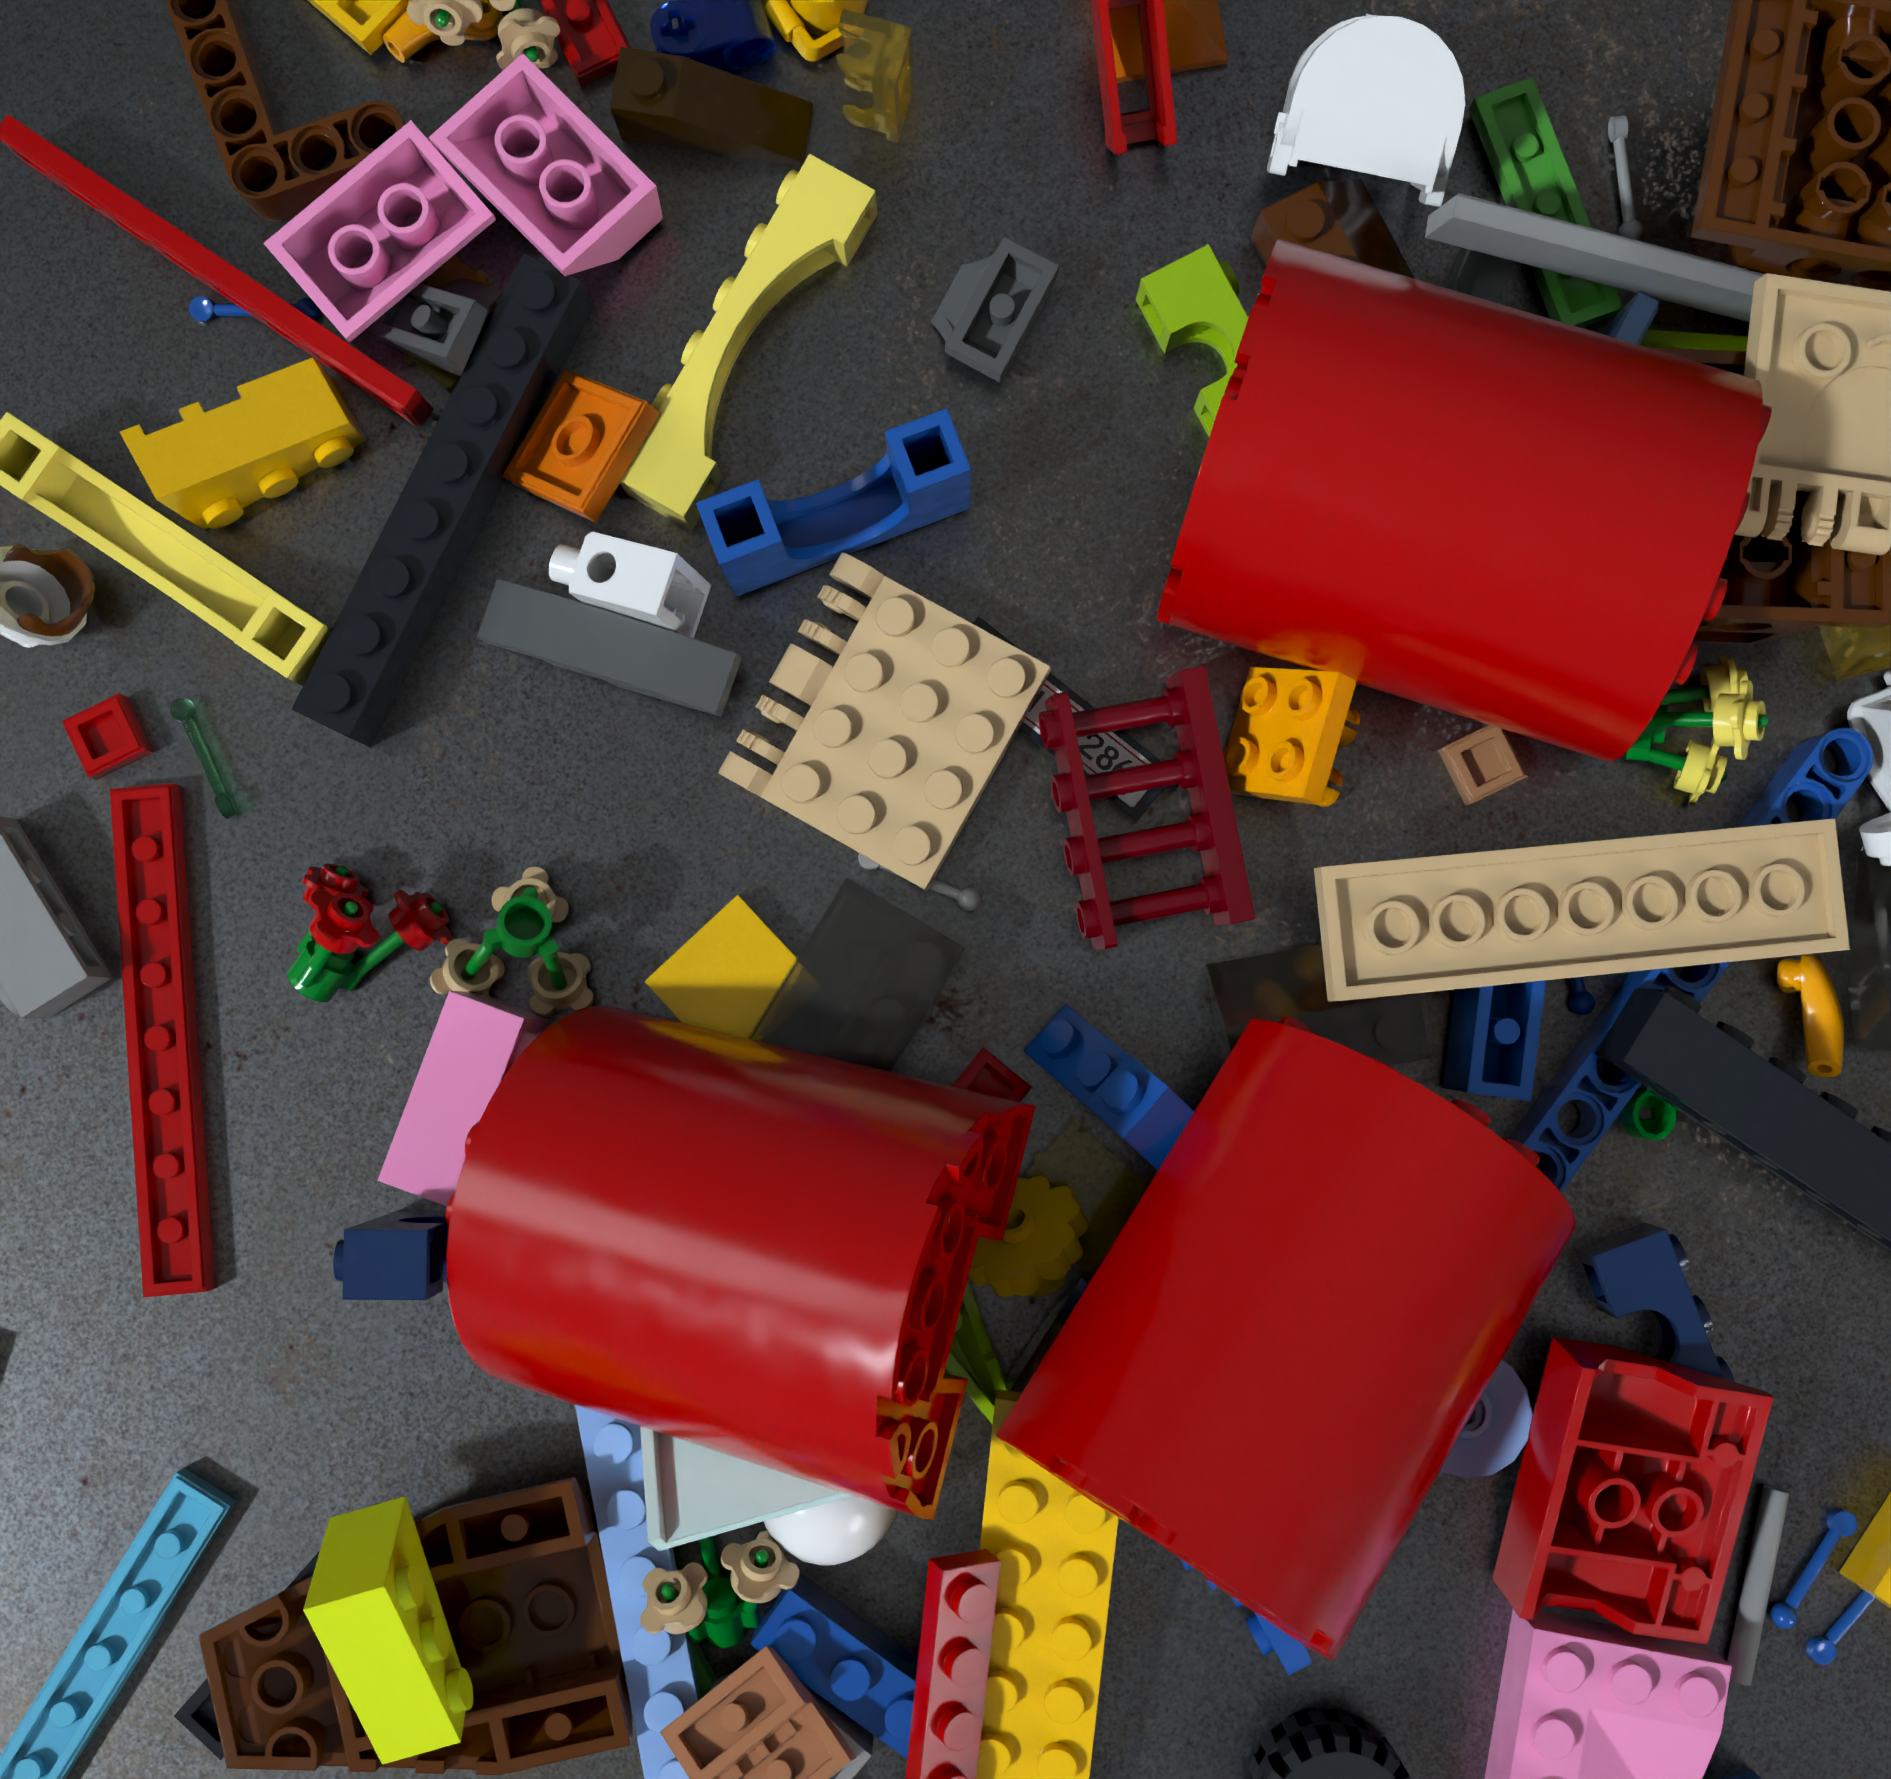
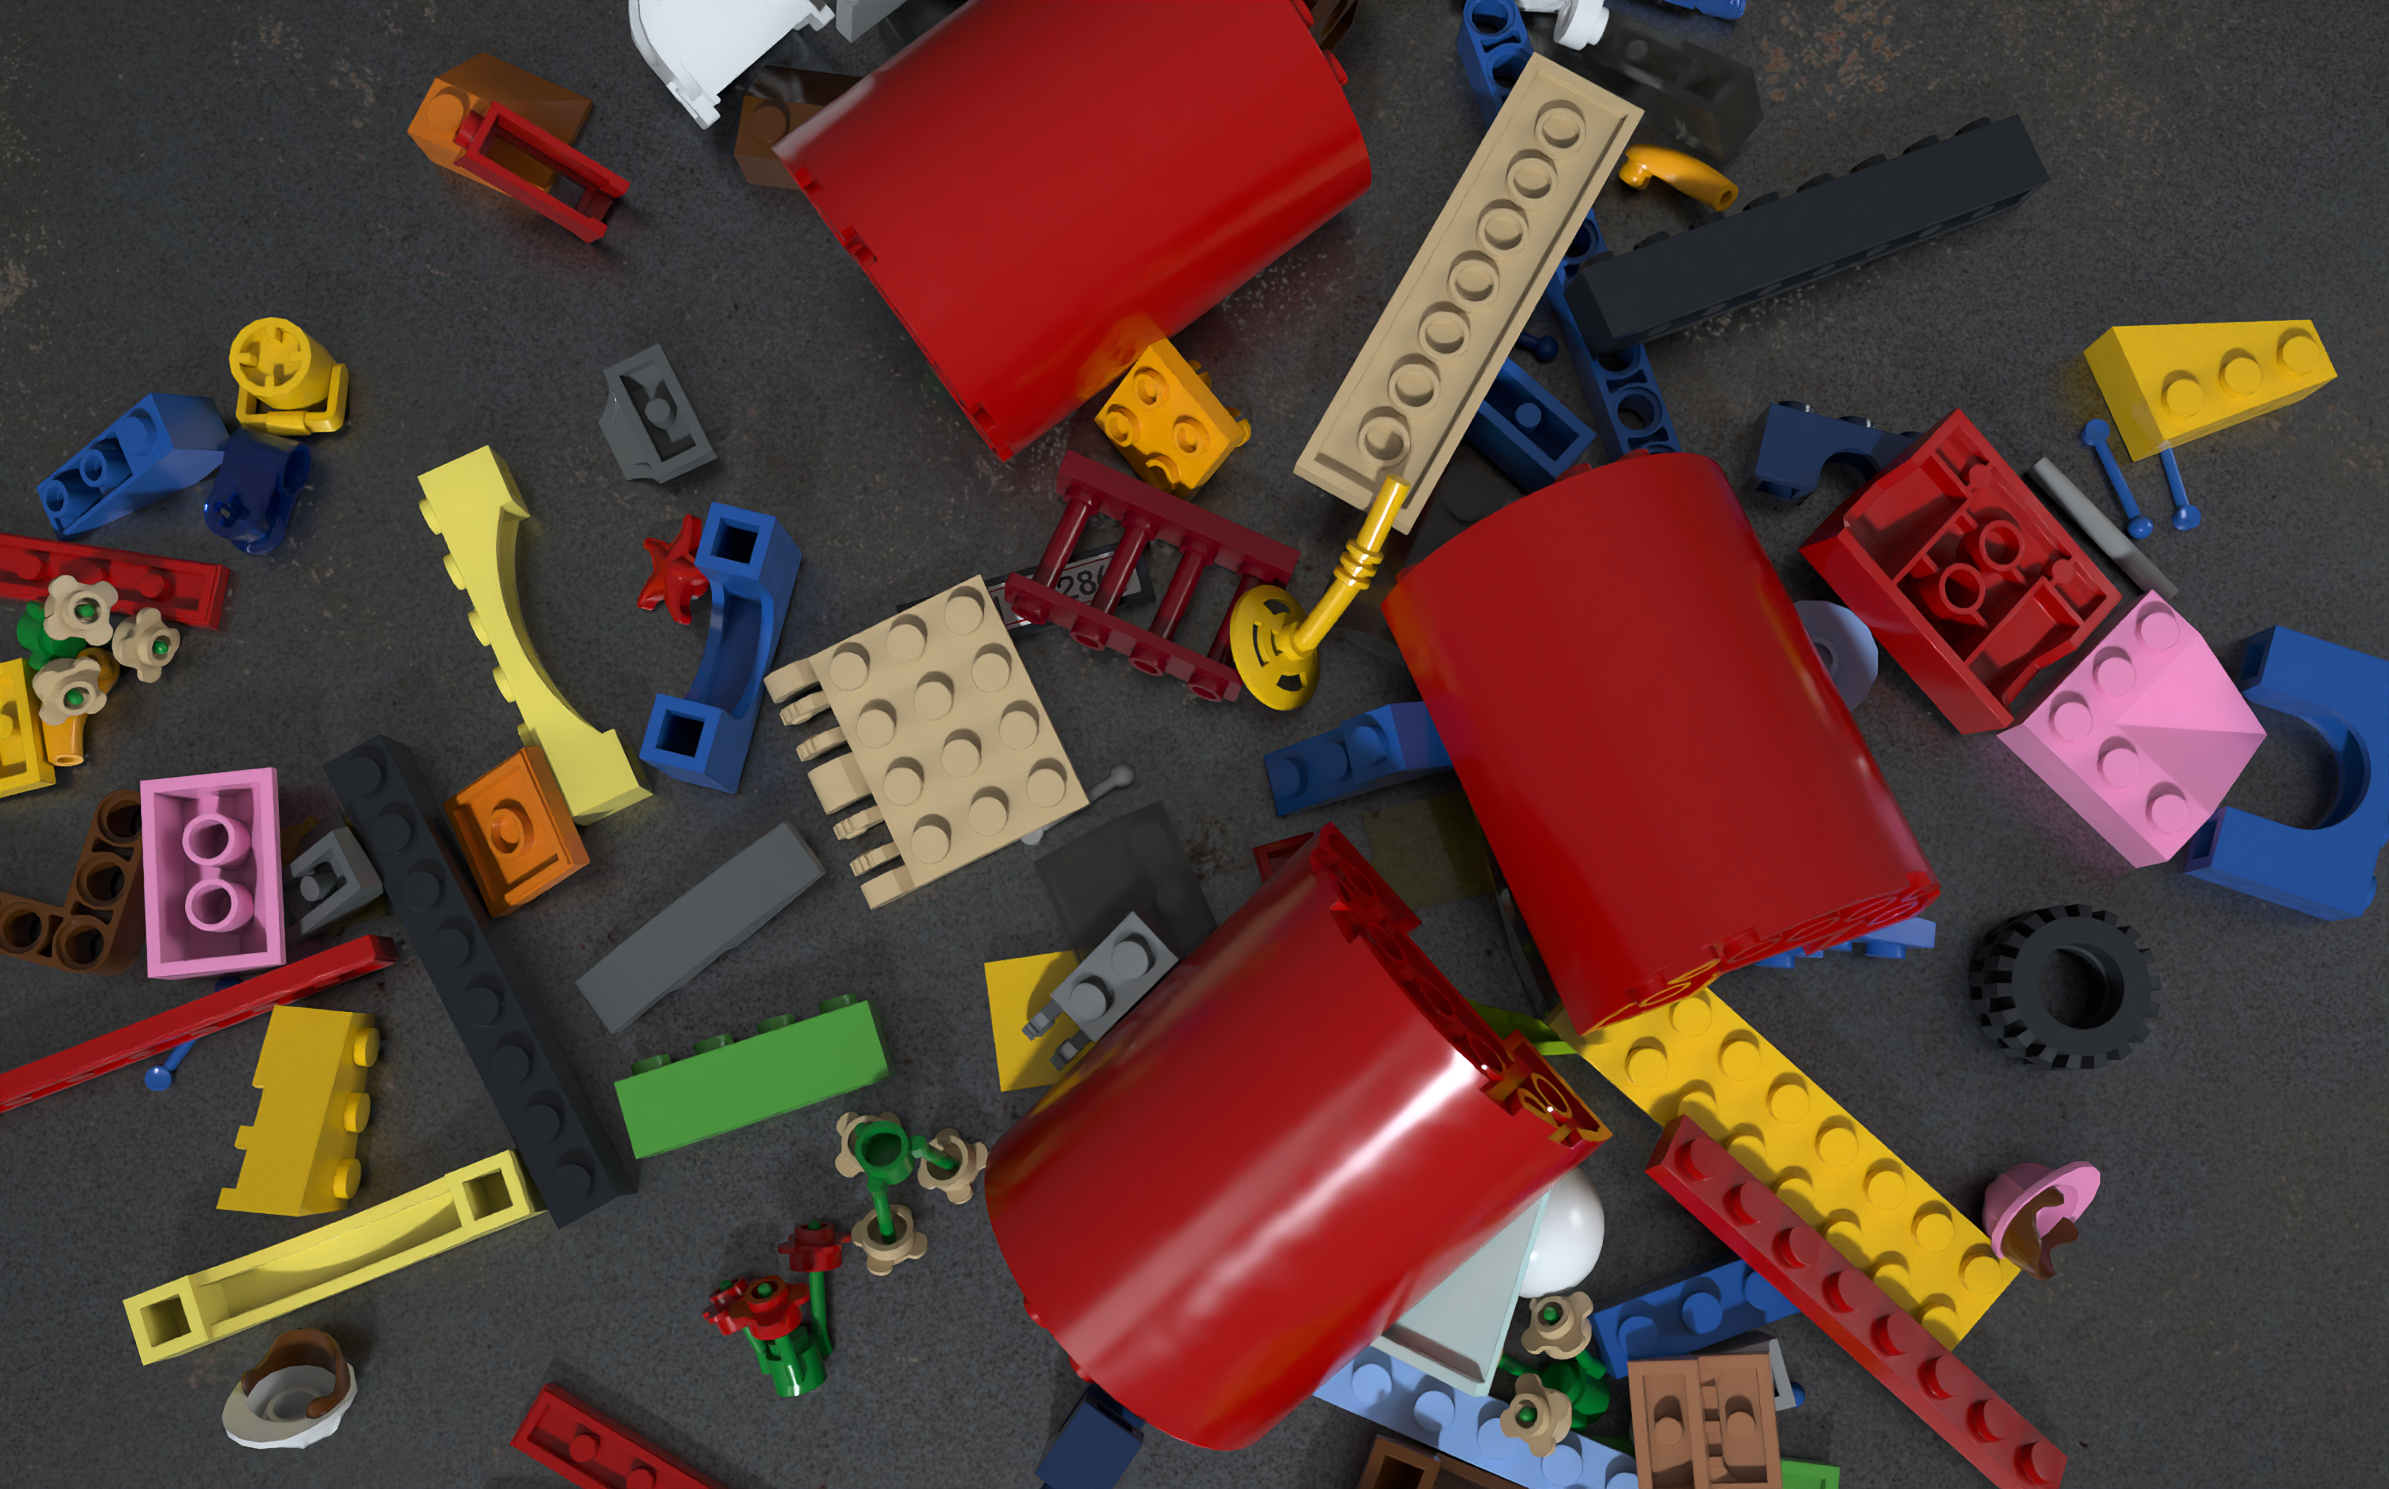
camera: 60 degrees left, 5 degrees down
(107, 736) = (462, 1416): red tile -> none
(184, 711) = (490, 1333): clear green hinge -> none
(460, 1072) = (984, 1311): bright pink brick -> none
(519, 778) = (756, 1077): none -> bright green brick
(550, 170) = (268, 695): bright pink slope -> none
(633, 581) = (659, 866): white torso -> none
(706, 109) = (316, 537): dark brown slope -> none
(786, 1010) = (1108, 983): none -> dark grey hinge
(880, 62) = (386, 370): clear yellow hinge -> none
(880, 413) = (674, 572): none -> red animal
(1036, 1243) = (1448, 905): yellow plant -> none
(1174, 962) = (1292, 639): none -> yellow dish
(1196, 303) = (771, 256): lime arch -> none
(1482, 763) = (1301, 293): medium nougat tile -> none
(1652, 1128) = (1677, 346): green hinge -> none
(1730, 712) = (1385, 72): light yellow plant -> none

